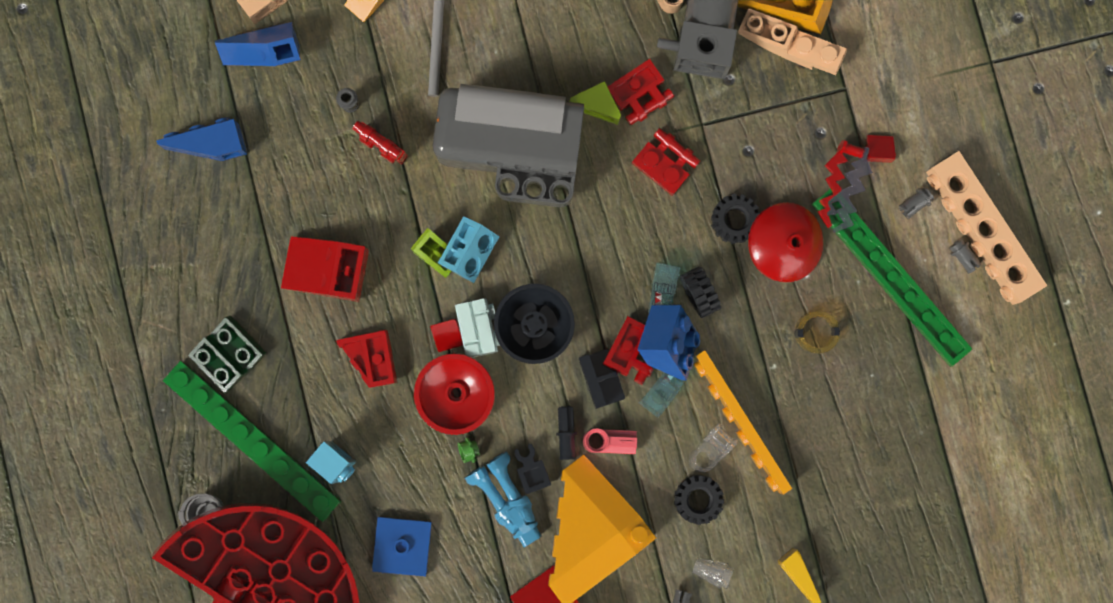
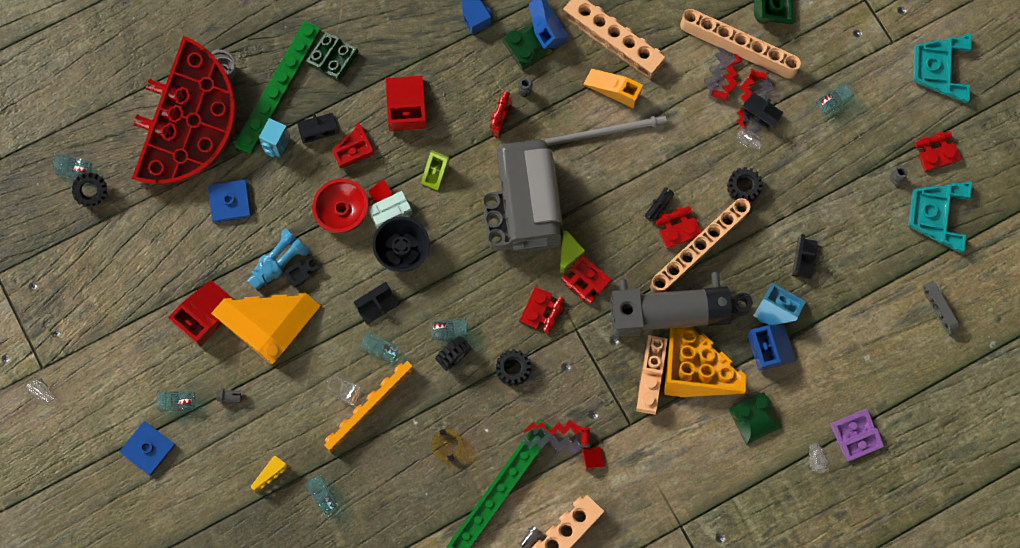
camera: 75 degrees right, 10 degrees down
(286, 85) = (525, 47): none -> dark green slope
(327, 399) = (317, 128): none -> black panel
(468, 249) = (442, 190): medium azure brick -> none
(468, 450) = (304, 227): bright green plate -> none
(566, 433) = (332, 289): black axle -> none
(612, 441) = (333, 321): coral piece -> none
(624, 351) = (404, 315): red plate -> none
(669, 340) = (412, 339): blue slope -> none
(714, 572) = (258, 413): clear cone -> none
(715, 499) = (307, 379): black tyre -> none
(772, 242) = (509, 392): red dish -> none
(842, 514) = (321, 494): none -> clear light blue leg
(916, 202) = (560, 494): dark grey pin -> none

